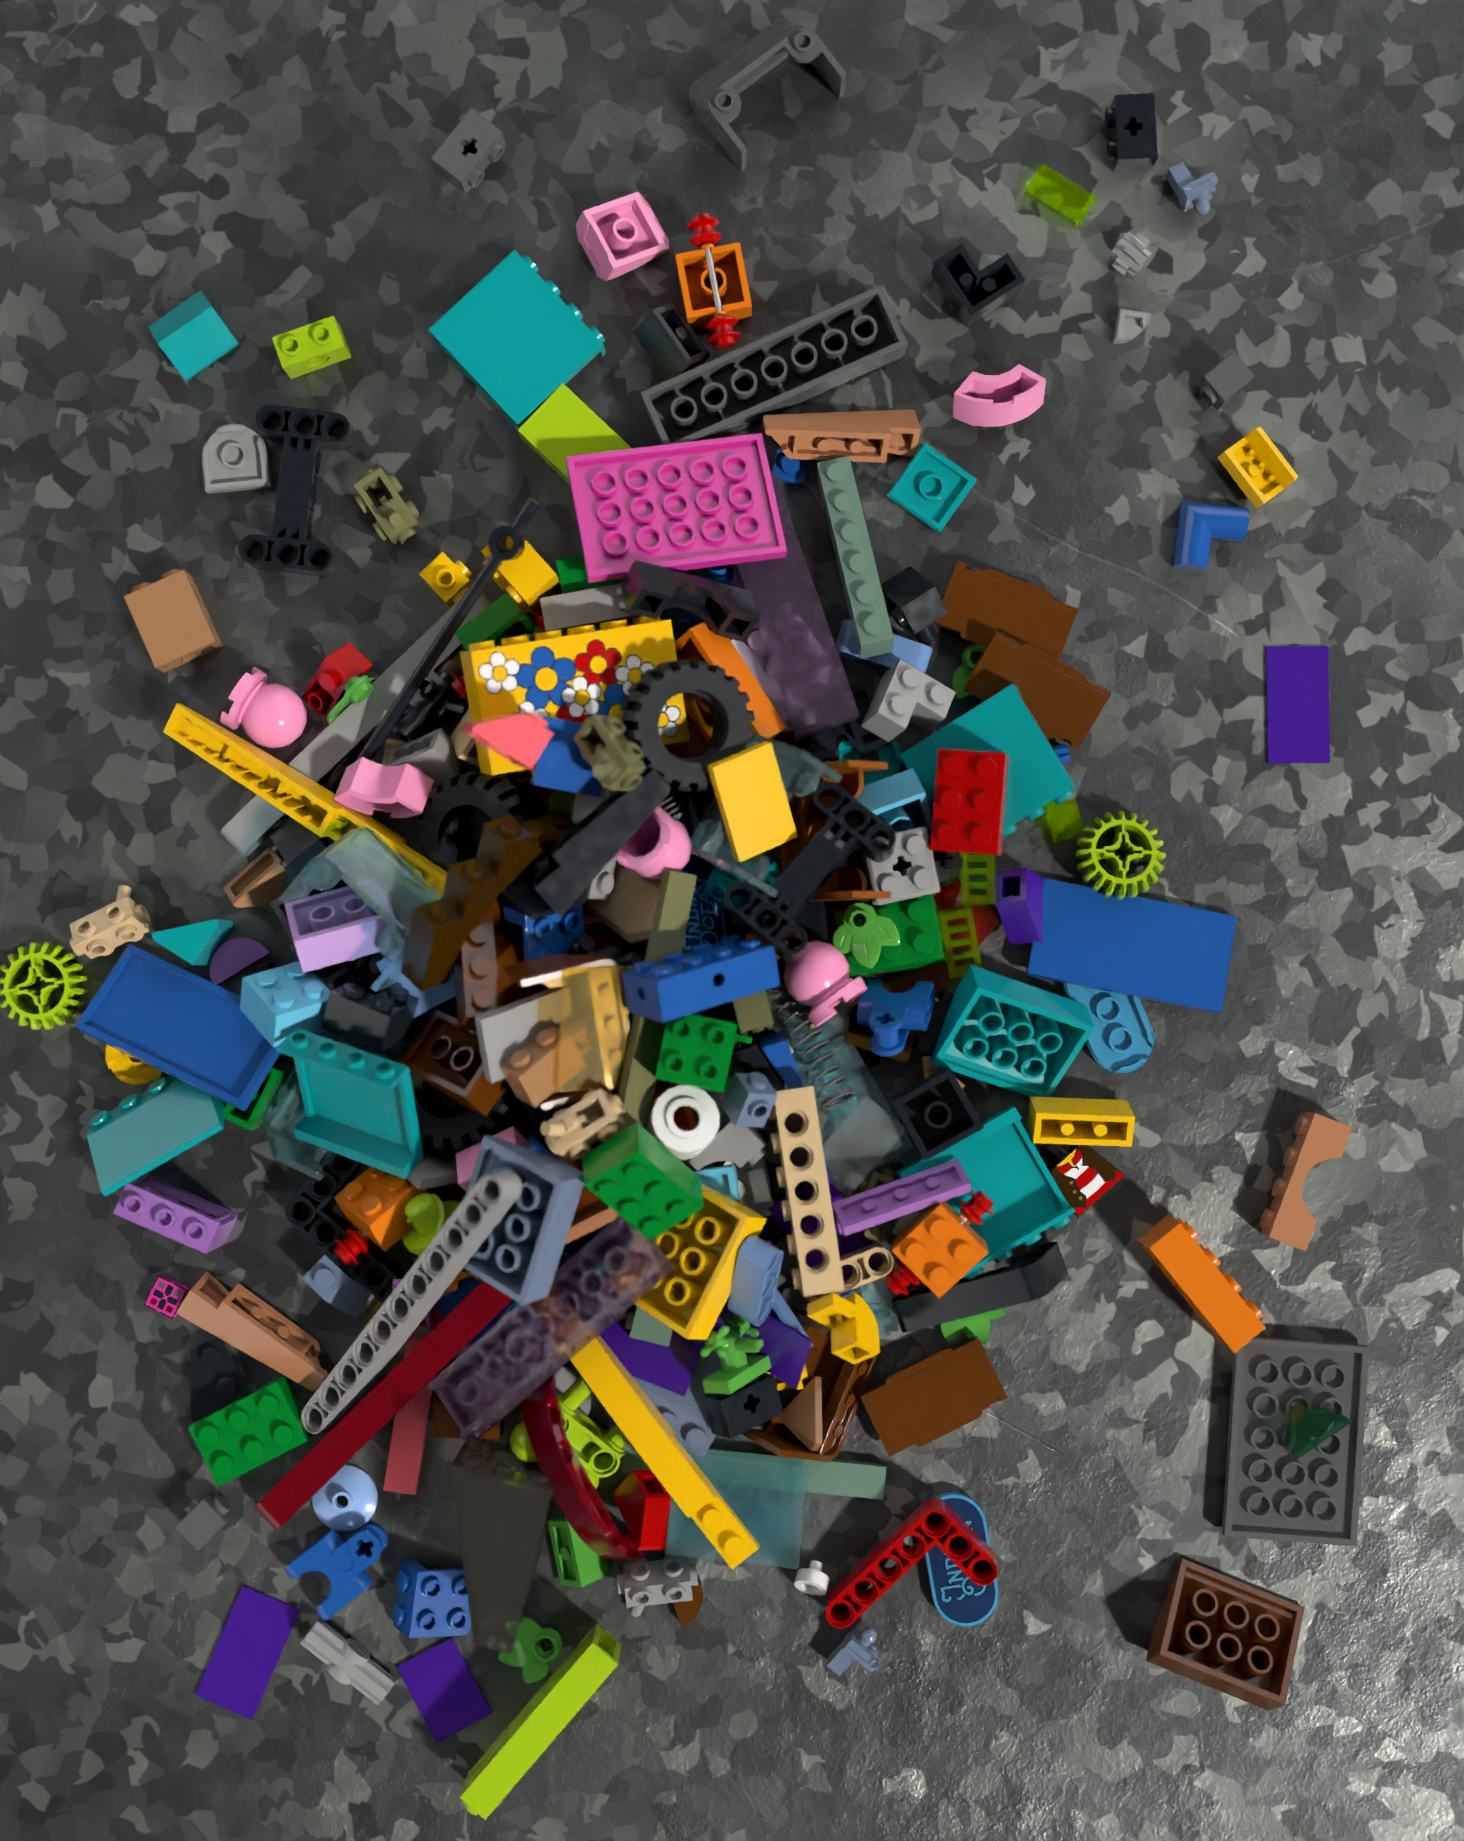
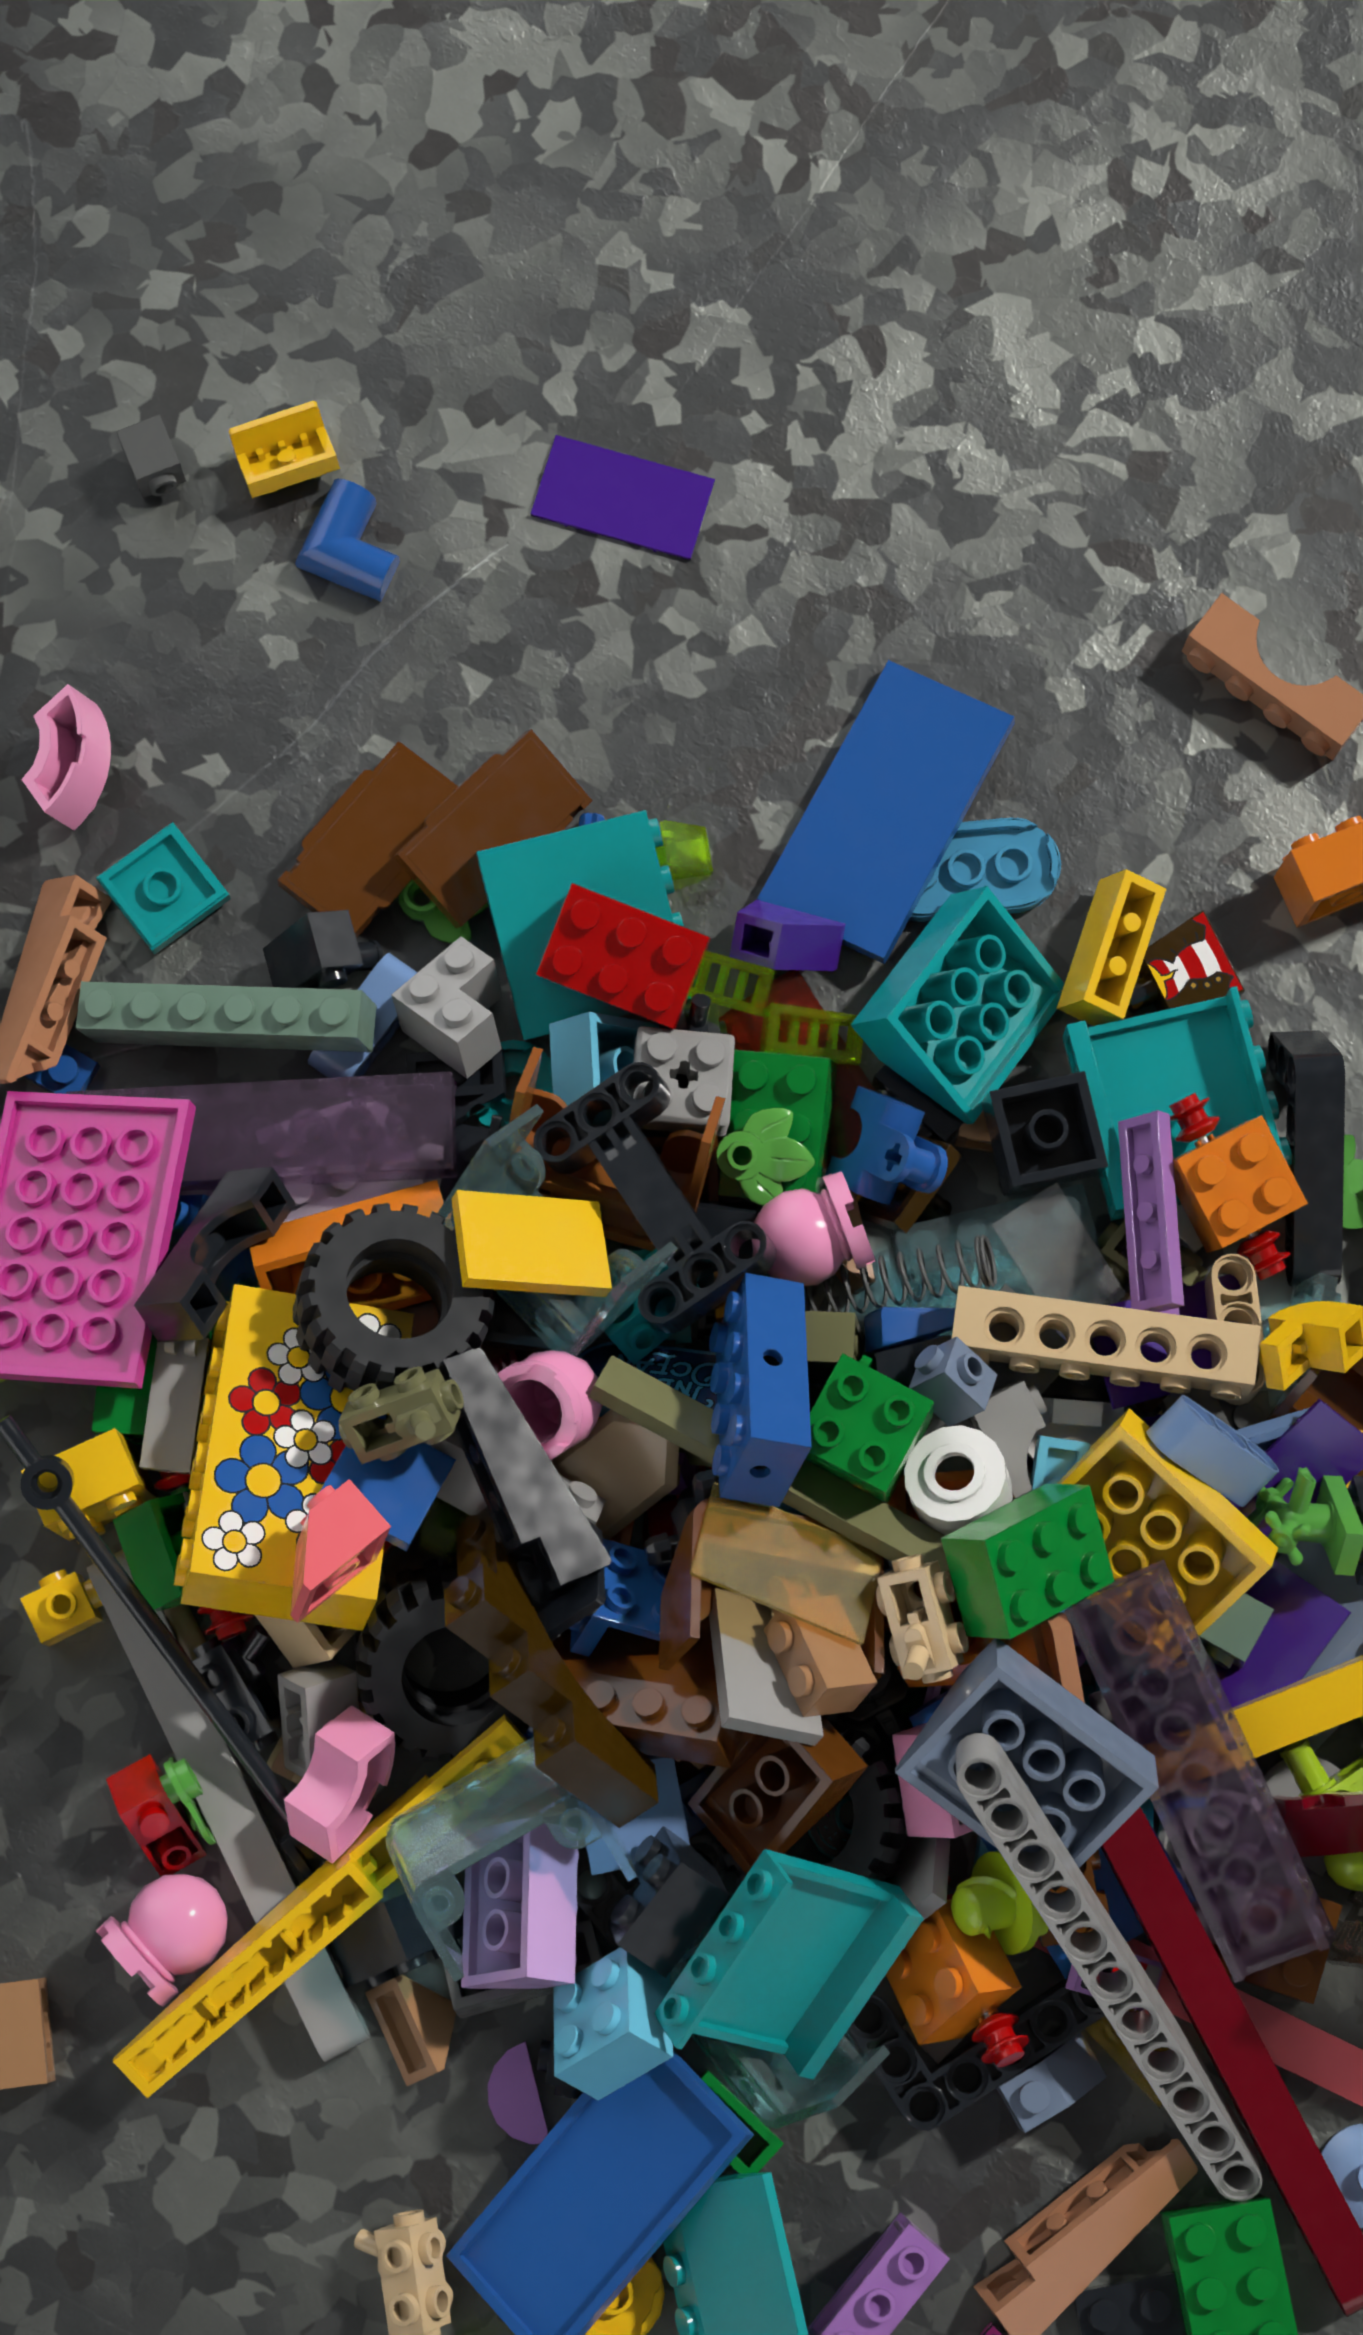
camera: 80 degrees left, 10 degrees down
(196, 941) = (474, 2145): teal slope -> none
(1123, 829) = (726, 772): lime gear -> none
(1129, 325) = (29, 559): light grey tile -> none

